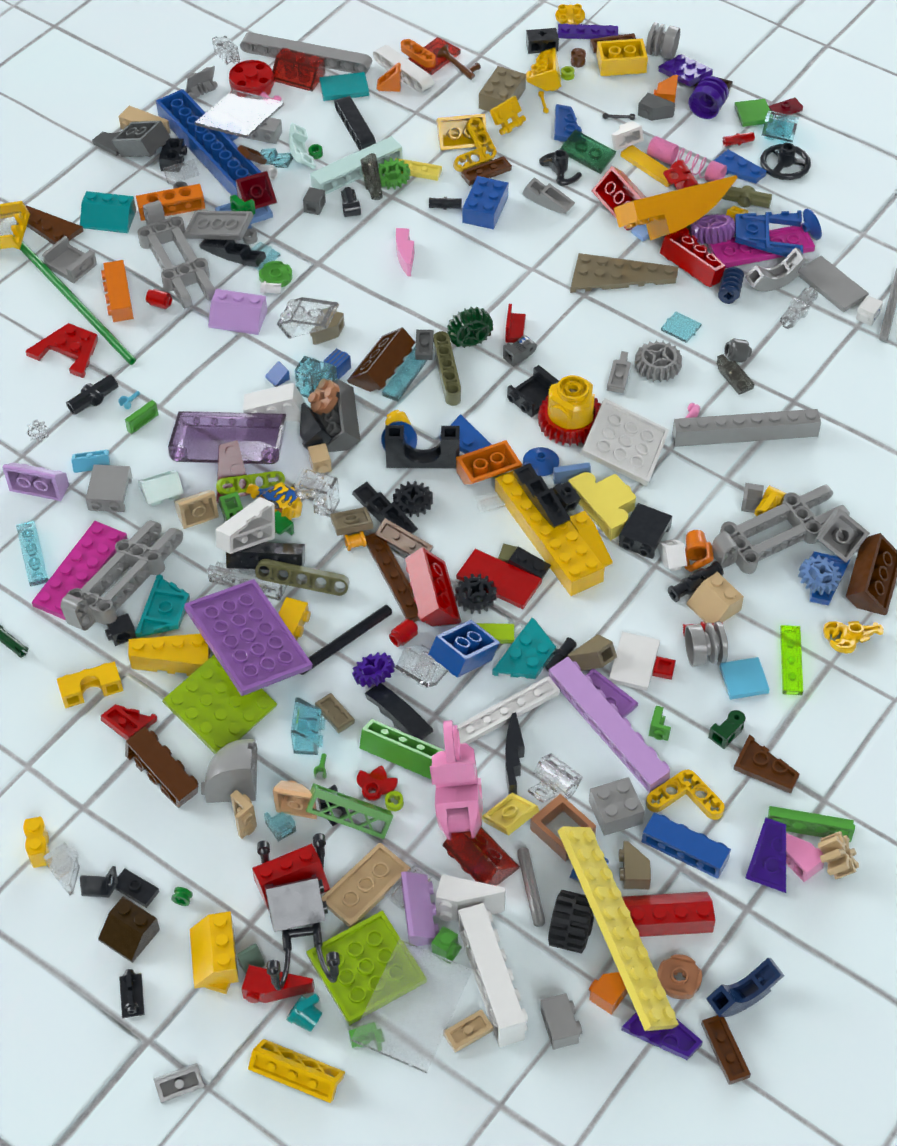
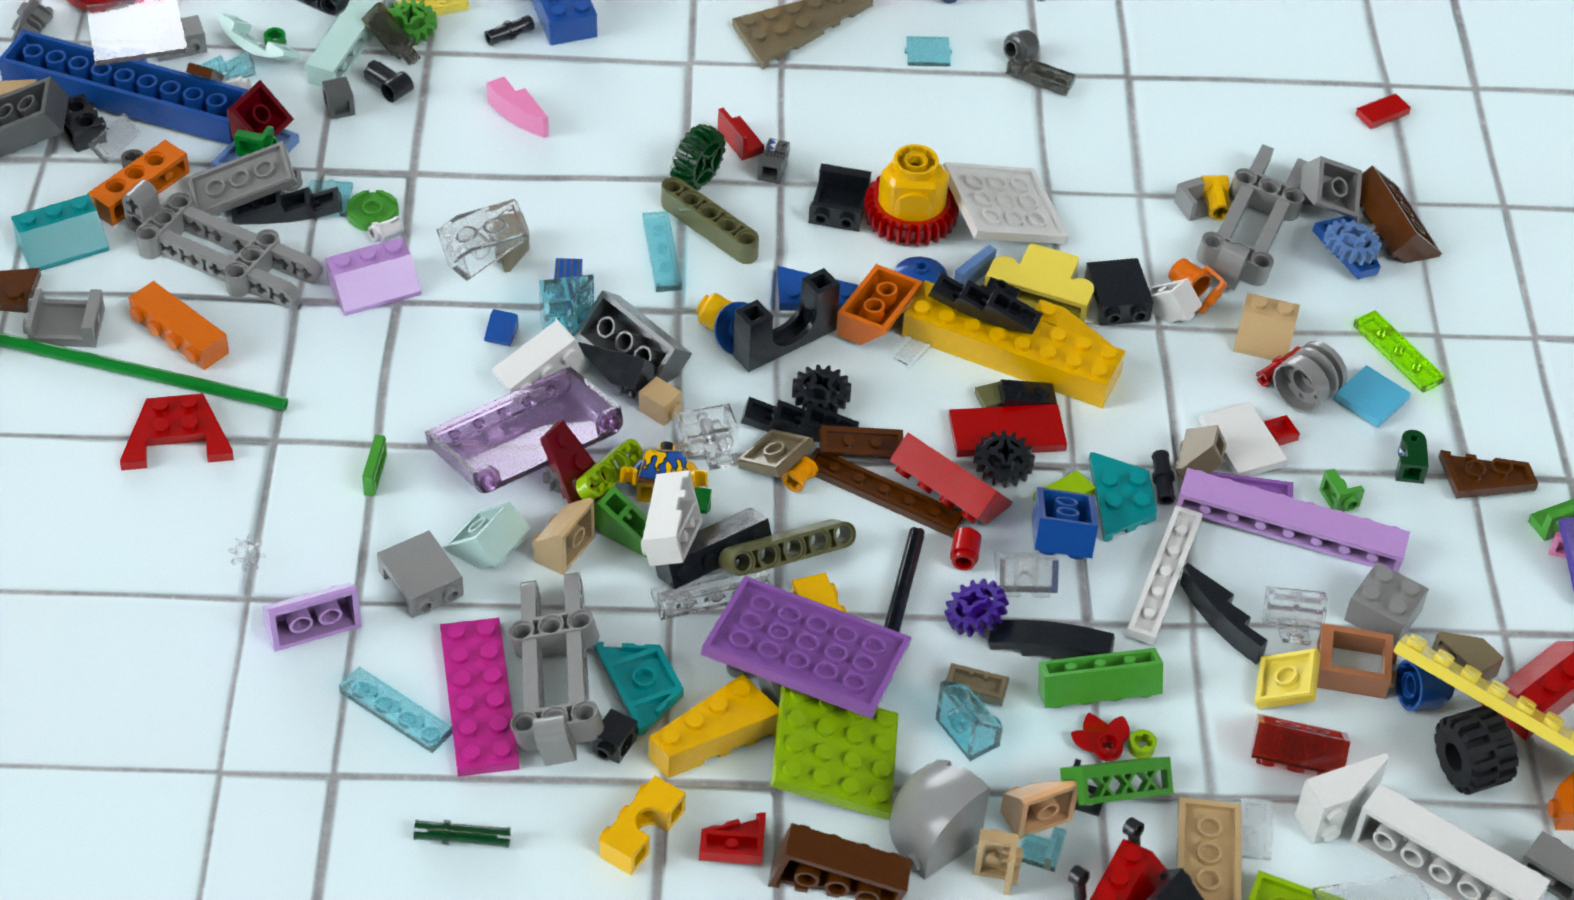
camera: 40 degrees left, 5 degrees down
(84, 461) = (353, 555): medium azure slope -> none
(92, 394) = (275, 471): black piece -> none
(127, 400) = (329, 454): medium azure hand -> none
(158, 298) = (247, 309): red brick -> none
(321, 768) = (1023, 757): bright green hand -> none
(324, 396) = (588, 316): nougat plate -> none
(382, 360) = (620, 248): reddish brown slope -> none
(418, 908) = (1300, 842): lavender slope -> none
(424, 344) = (659, 204): dark grey plate -> none
(446, 944) = (1363, 860): bright green brick -> none
(457, 785) = (1234, 675): bright pink animal -> none
(531, 887) = (1381, 745): light grey axle -> none
(619, 374) = (914, 128): light grey hinge -> none
(658, 361) = (946, 98): light grey gear -> none
(685, 788) = (1428, 547): yellow beam -> none
(686, 845) = (1494, 603): blue brick -> none
(691, 583) = (1224, 319): black piece -> none
(693, 410) = (1040, 138): bright pink arm -> none
(746, 427) = (1113, 126): light grey brick -> none
(849, 634) = (1434, 291): yellow animal -> none

